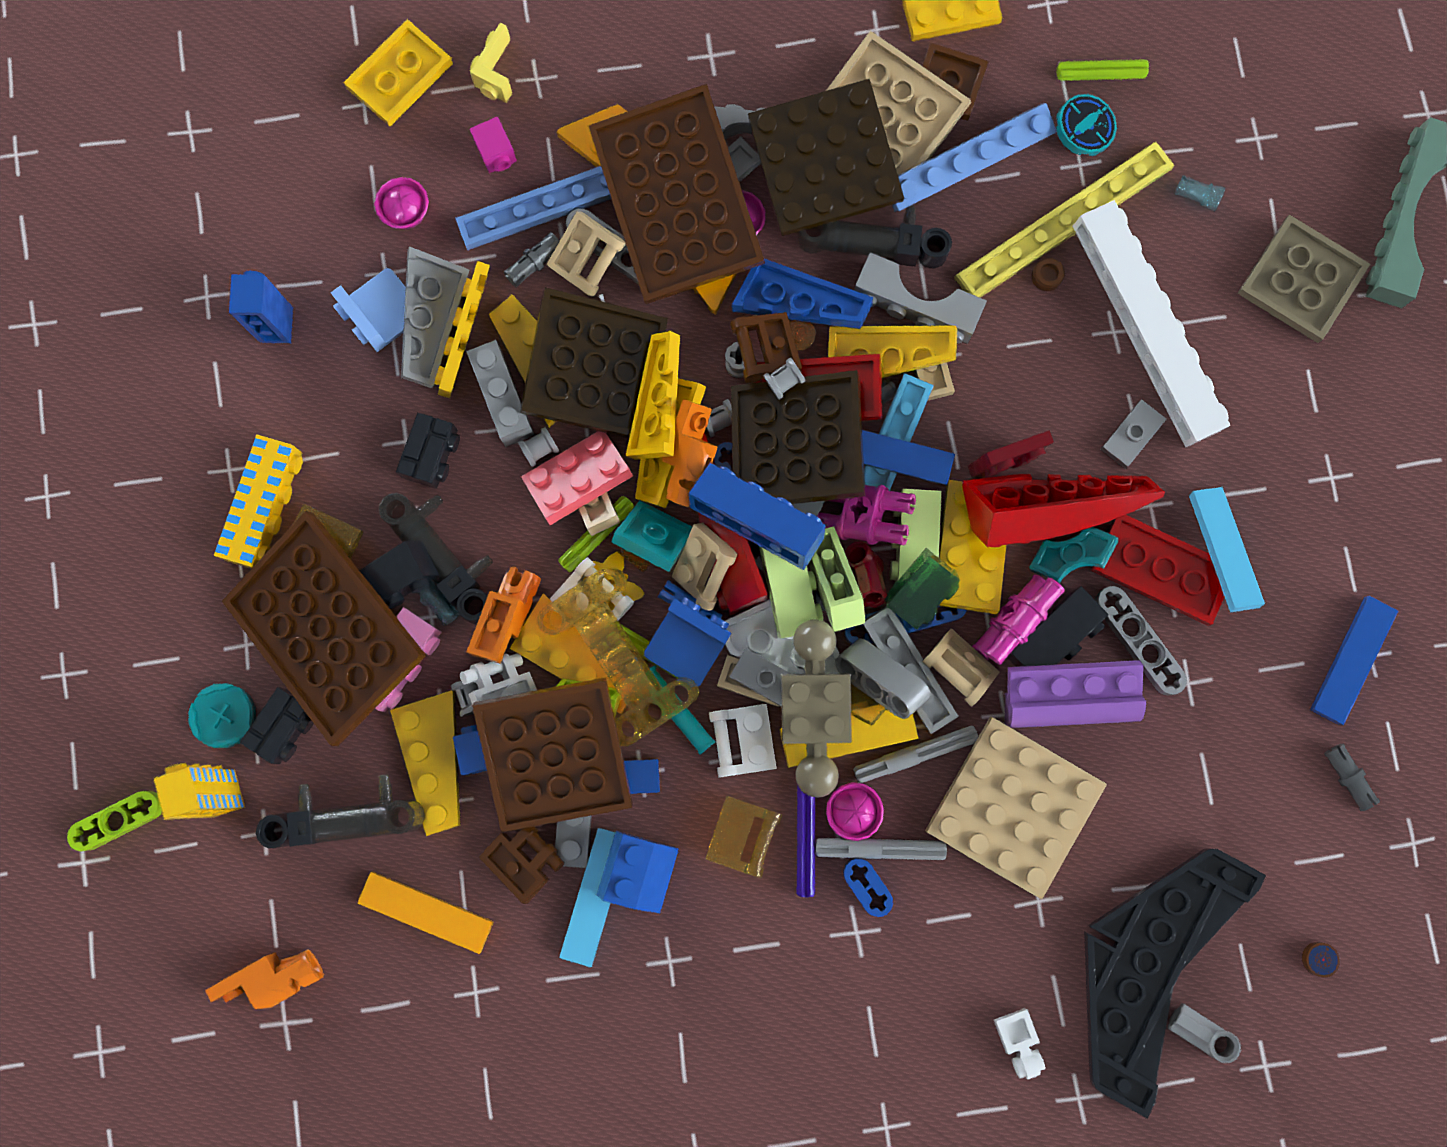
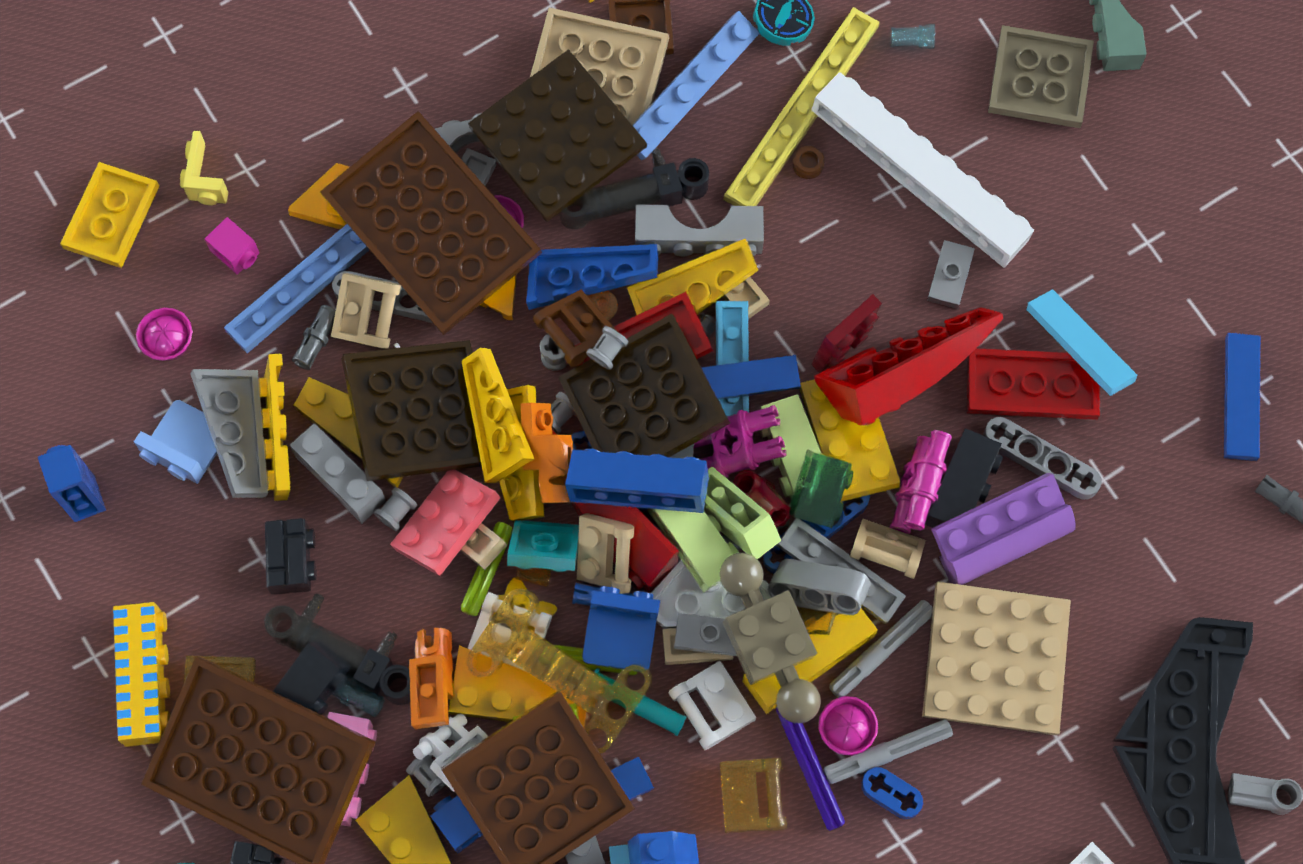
camera: 25 degrees left, 10 degrees down
(1058, 559) = (956, 393): teal tile -> none

